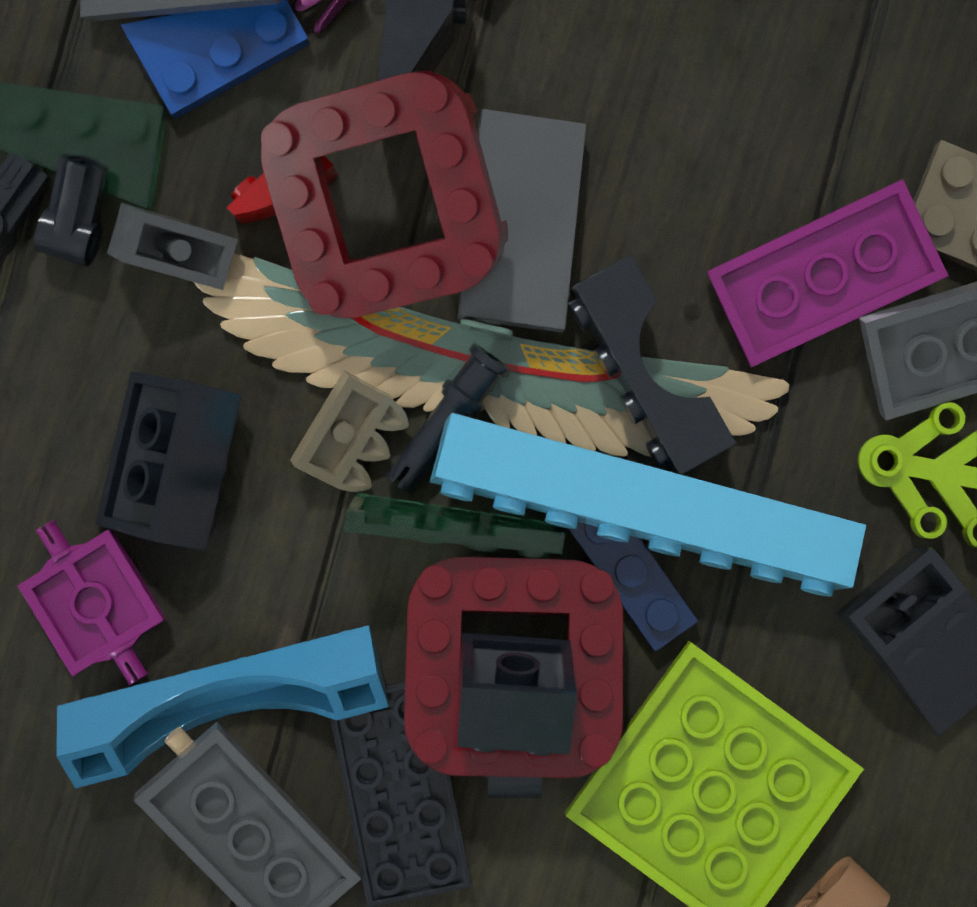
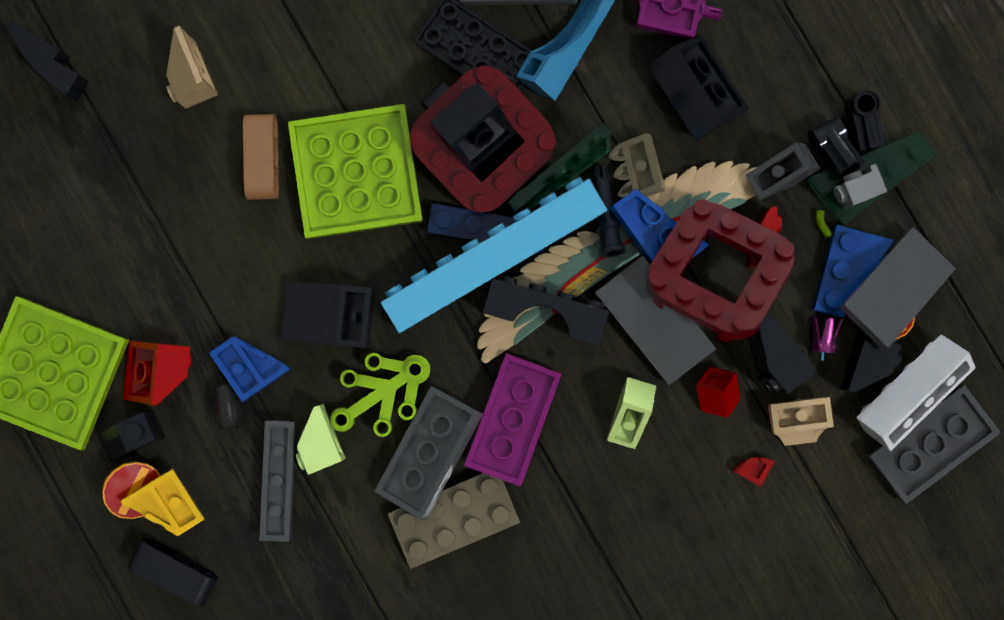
camera: 140 degrees right, 0 degrees up
(98, 125) = (860, 187): none -> light grey brick
(184, 144) = (819, 218): none -> lime leg
(413, 352) = (645, 223): none -> blue wing
(531, 55) = (718, 392): none -> red panel
(665, 136) = (632, 413): none -> yellowish green slope

